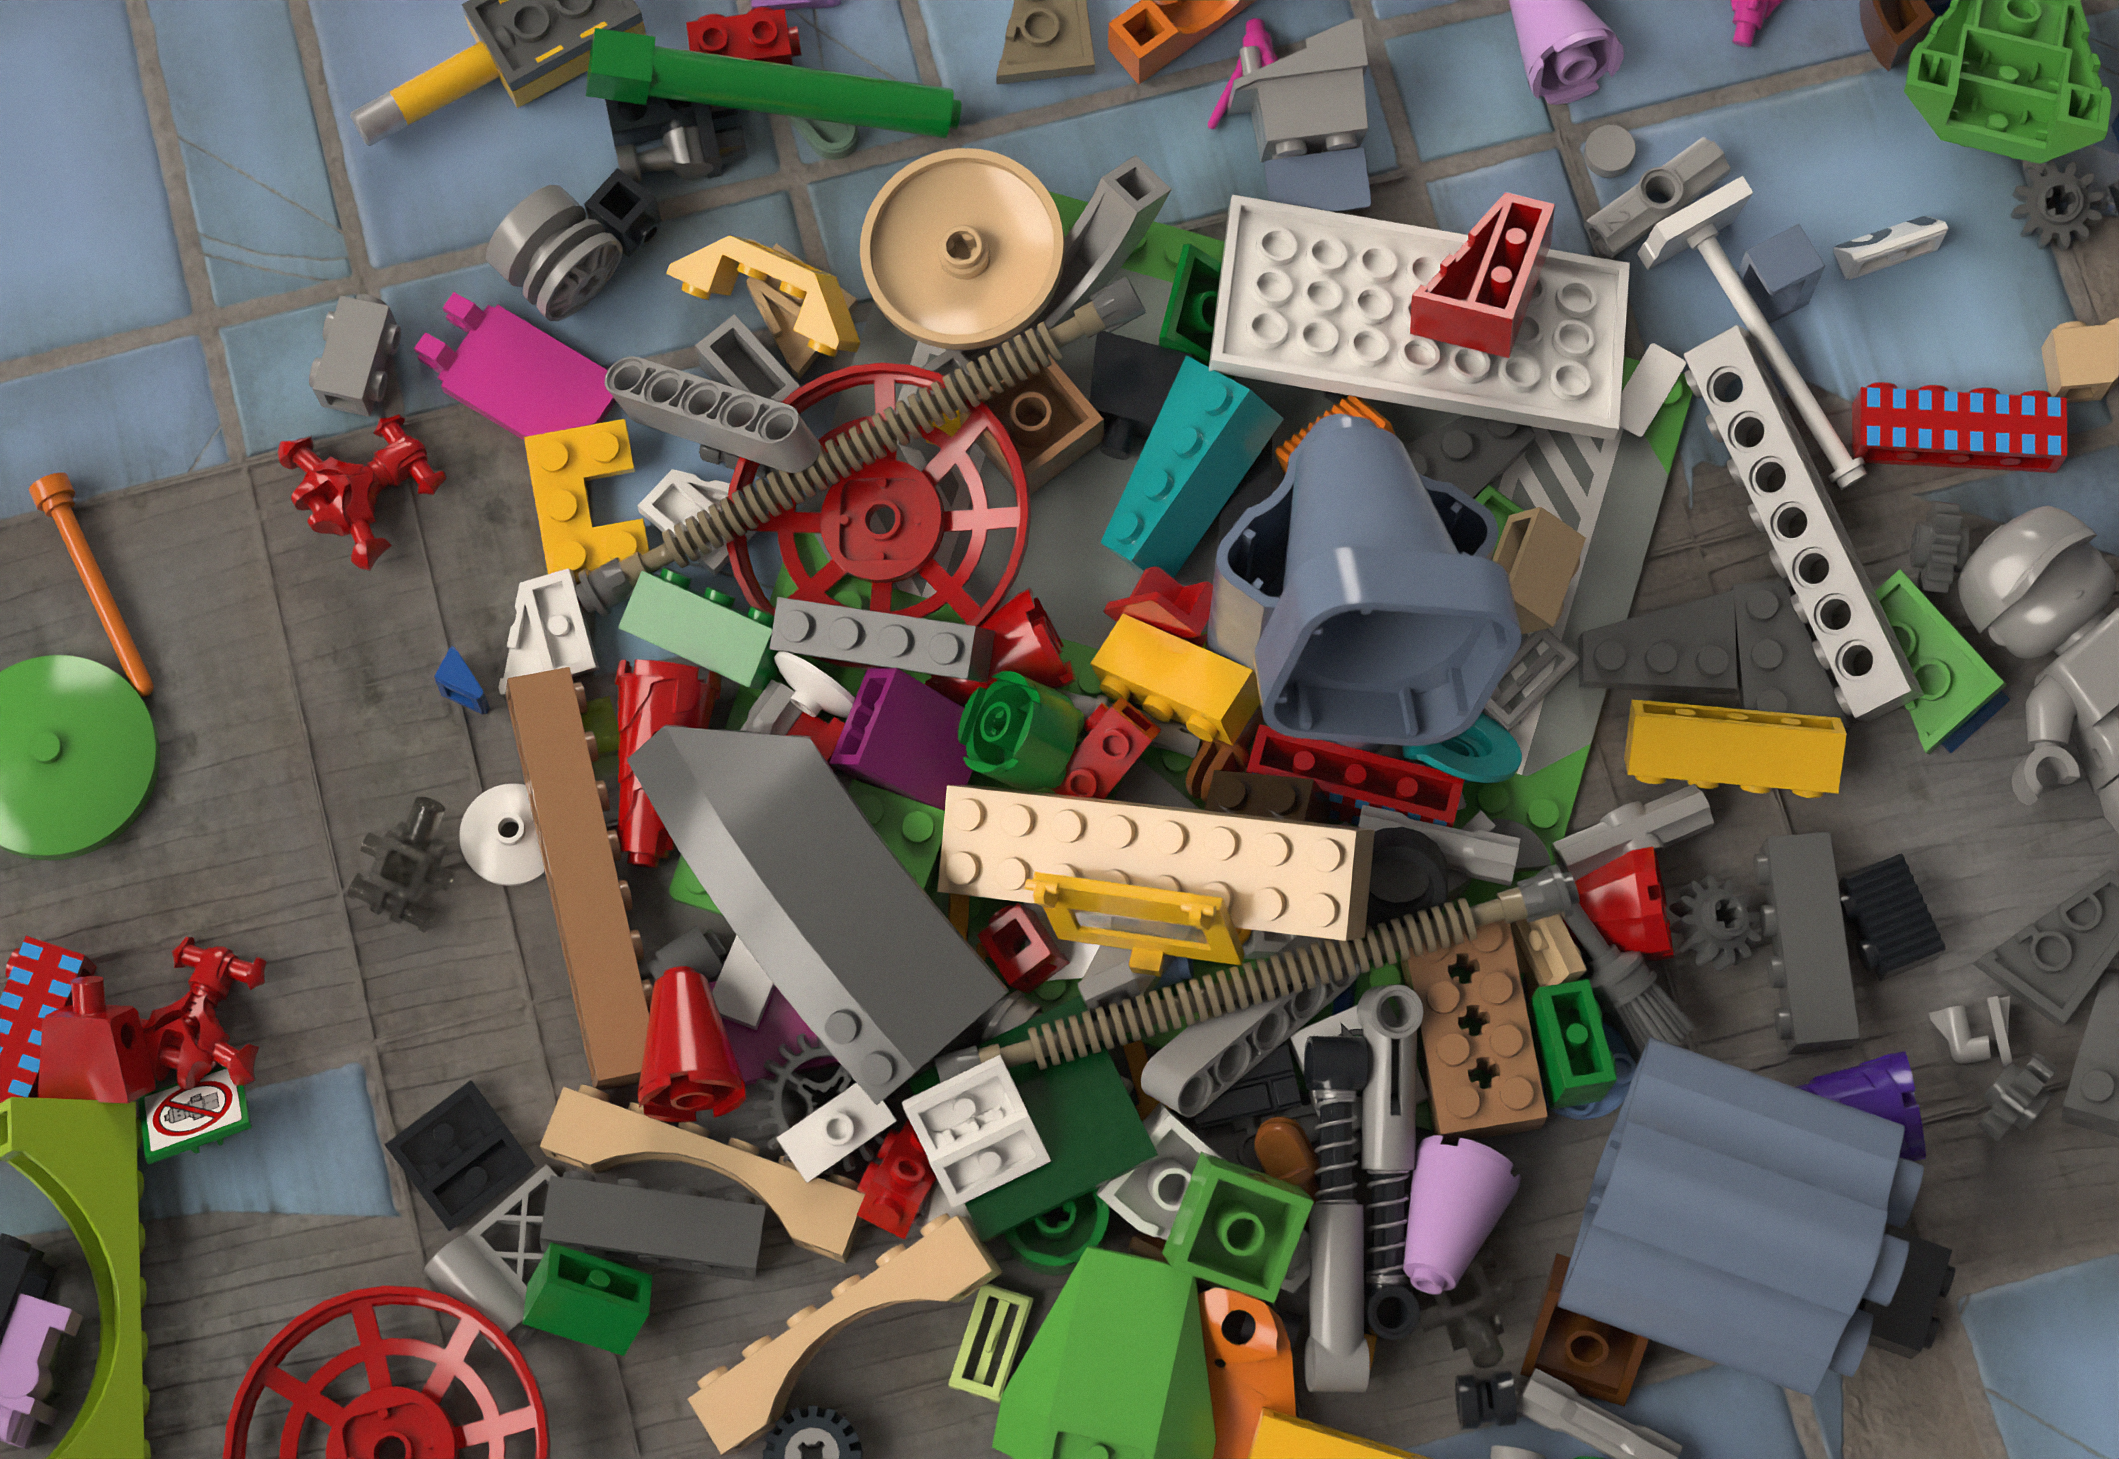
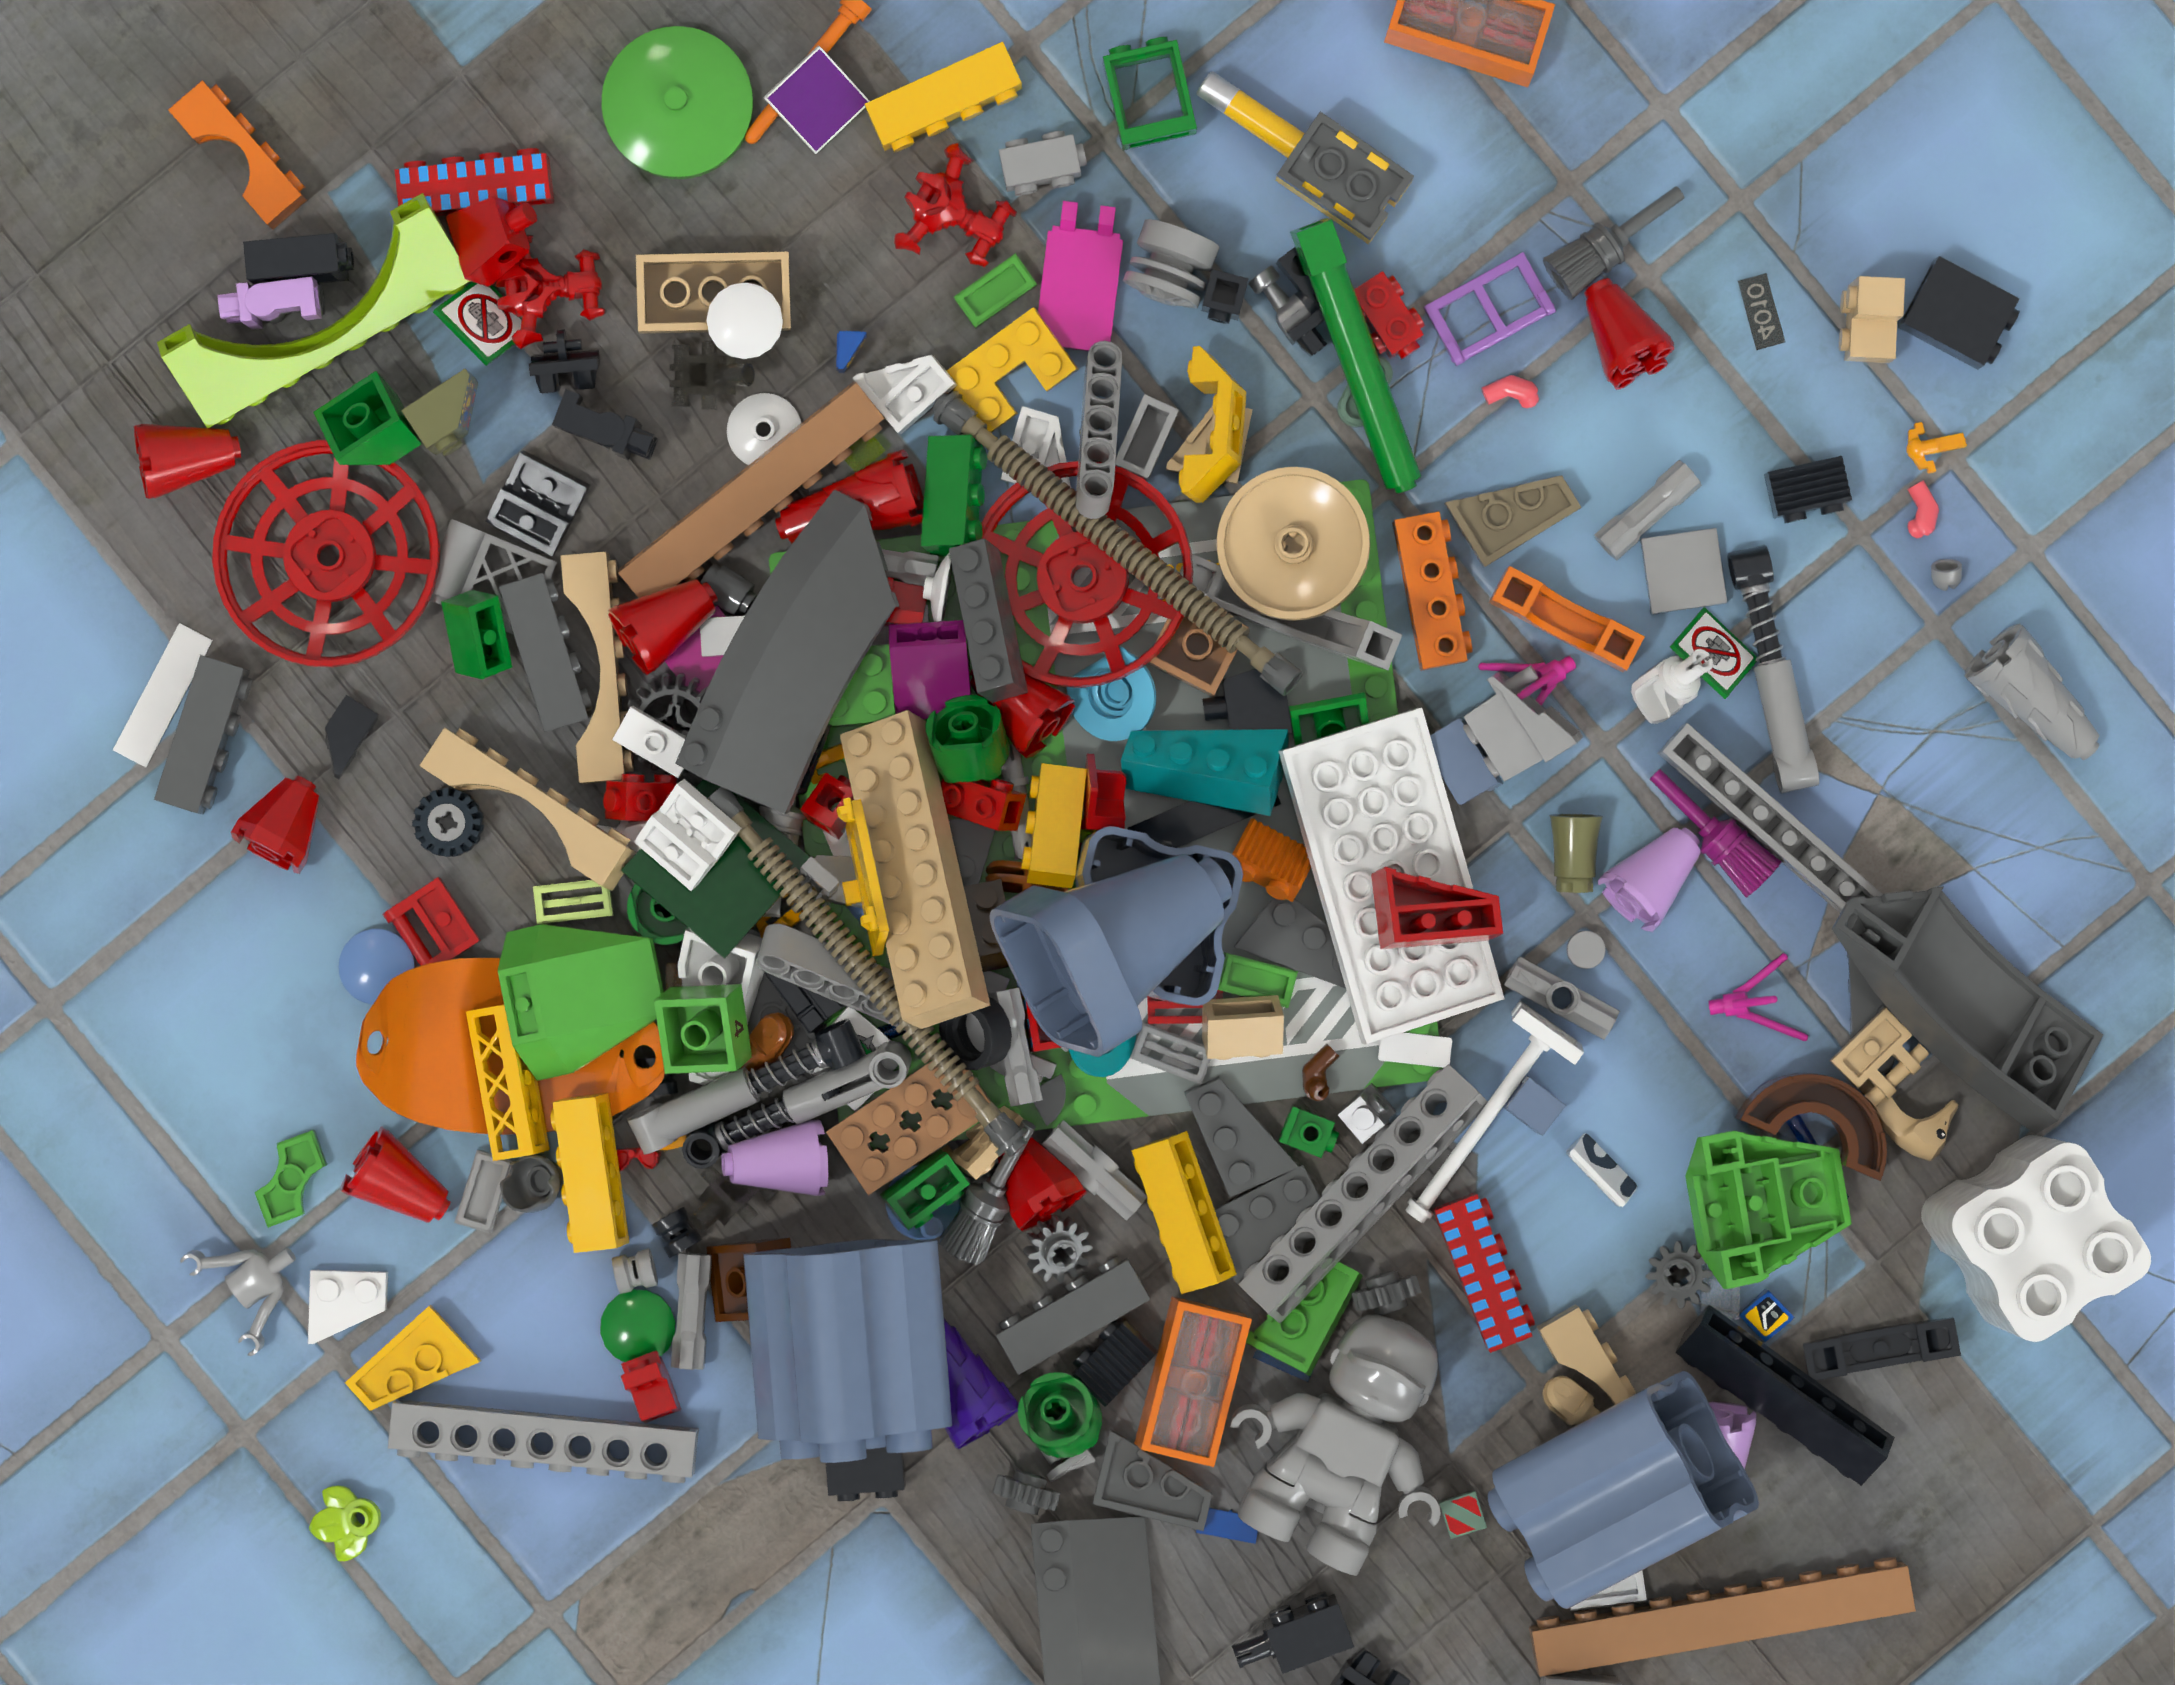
camera: 60 degrees right, 15 degrees up
(139, 585) = (816, 99): none -> dark purple tile
(217, 435) = (943, 97): none -> yellow brick
(247, 1315) = (367, 424): none -> green slope
(283, 1217) = (444, 413): none -> olive slope
(308, 810) = (679, 288): none -> tan brick
(314, 1016) = (548, 366): none -> black hips
(361, 777) = (744, 320): none -> white dish
(389, 210) = (1158, 131): none -> green window
(411, 1014) = (605, 429): none -> black hips
(482, 482) = (995, 291): none -> bright green tile
(1062, 549) = (1115, 707): none -> medium azure hat
(1091, 136) = (1430, 590): none -> orange brick
(1361, 1402) = (625, 1156): none -> red piece
(1485, 107) = (1575, 850): none -> olive plant
(1624, 520) = (1315, 1073): none -> reddish brown arm
(1690, 575) = (1298, 1121): none -> green brick
(1702, 478) = (1366, 1113): none -> brick
(1922, 980) = (1042, 1405): none -> green brick
(1956, 829) = (1192, 1381): none -> clear brick

